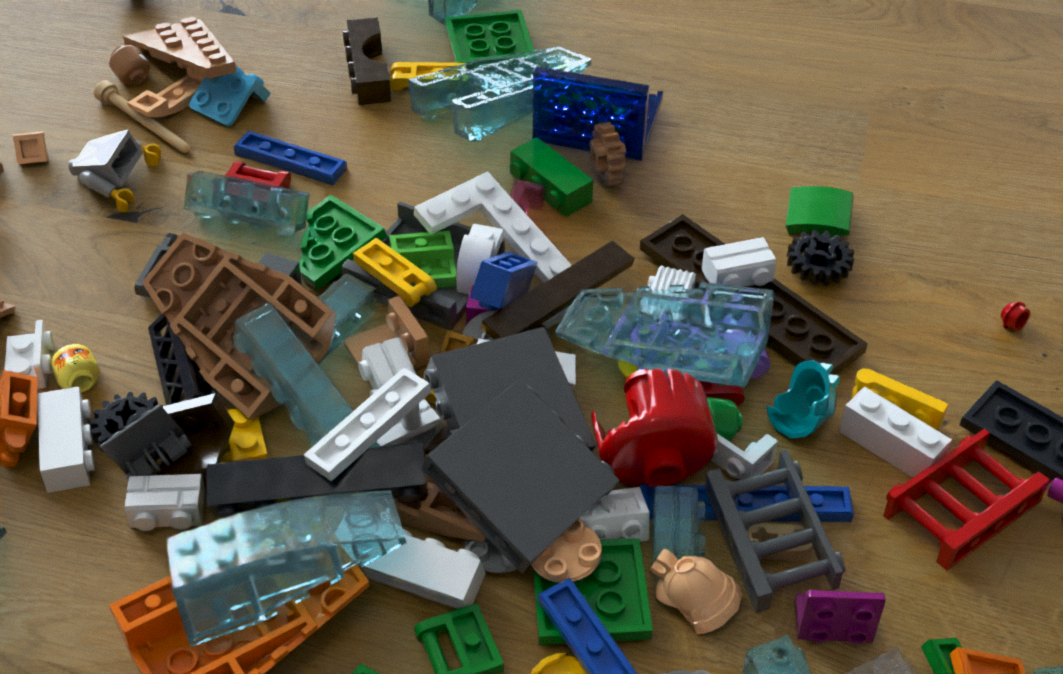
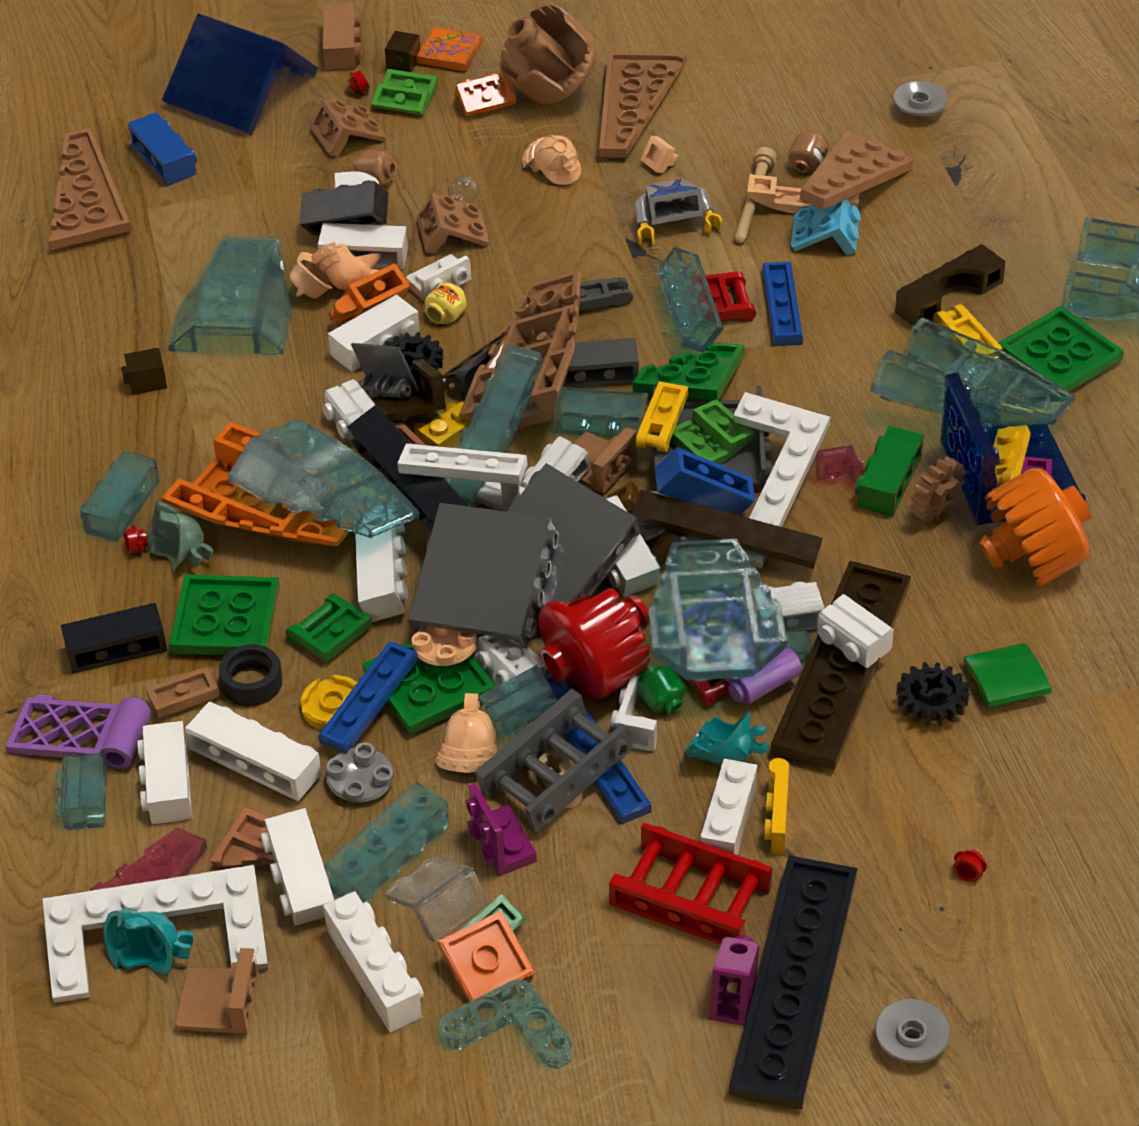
camera: 65 degrees right, 0 degrees up
(479, 245) = (733, 454): white brick -> none
(695, 106) = (1036, 519): none -> orange piece

